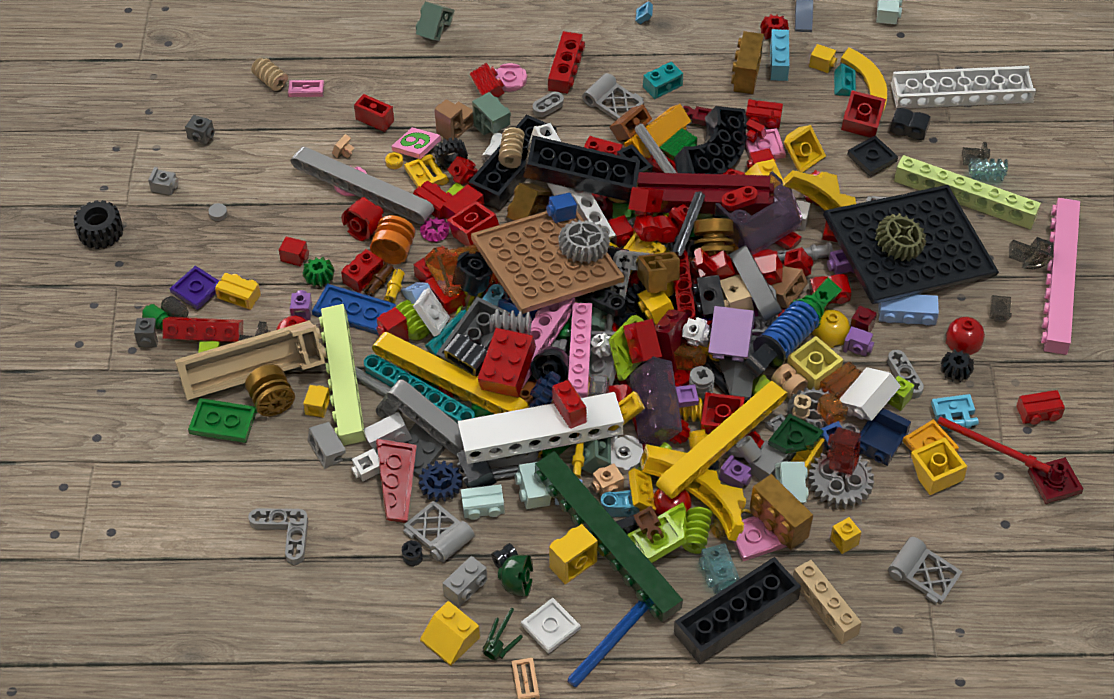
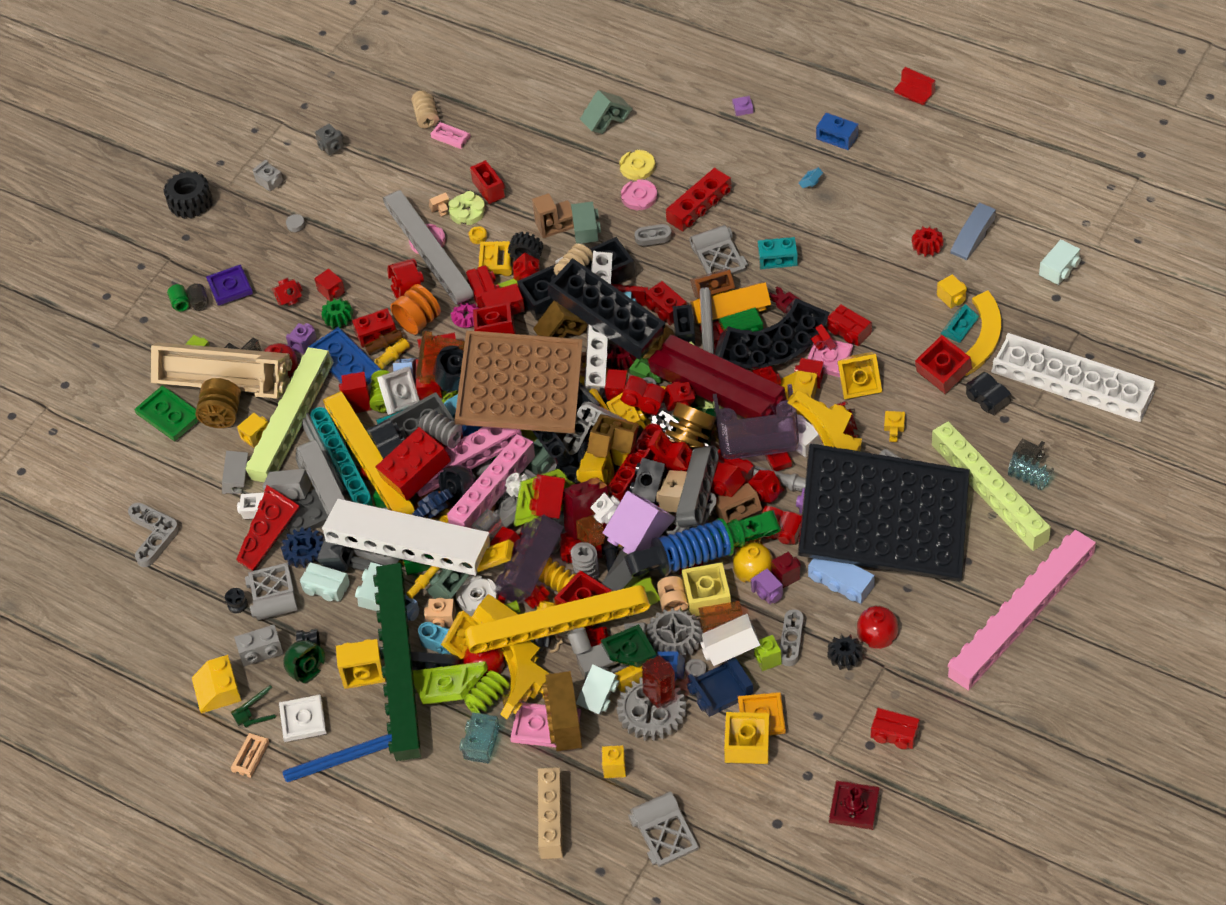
camera: 35 degrees right, 0 degrees up
(145, 332) = (157, 308): dark grey bracket -> none
(202, 329) = (204, 324): red brick -> none
(238, 290) = (259, 302): yellow brick -> none
(259, 270) = (280, 291): none -> red brick
(365, 135) = (463, 201): none -> yellowish green plate
(416, 143) = (505, 225): bright pink tile -> none
(486, 80) = (609, 192): red brick -> none
(490, 53) = (637, 165): none -> light yellow tile
(562, 207) = (563, 339): blue brick -> none
(569, 404) = (435, 525): red brick -> none
(583, 241) = (558, 379): light grey gear -> none
(645, 200) = (648, 363): red brick -> none
(649, 523) = (440, 666): reddish brown plate -> none
(687, 396) = (558, 565): medium lavender plate -> none
(688, 223) = (683, 397): black axle -> none
(735, 473) = (559, 657): medium lavender brick -> none
(736, 610) = (464, 781): black brick -> none
(739, 198) = (737, 397): red plate -> none
(747, 63) = (868, 266): pearl gold brick -> none
(779, 55) = (910, 271): medium azure brick -> none
(801, 406) = (655, 623): tan bush -> none
(831, 409) = (682, 638): clear orange brick -> none
(855, 175) = (894, 423): none -> yellow plate
(872, 155) = (925, 409): black plate -> none
(900, 237) = (875, 493): olive gear -> none
(954, 407) = (809, 689): medium azure plate -> none
(1000, 308) = (932, 615): clear smoke bracket -> none
(1030, 461) = (837, 773): red bar -> none
(1033, 255) = (1005, 576): clear smoke brick -> none

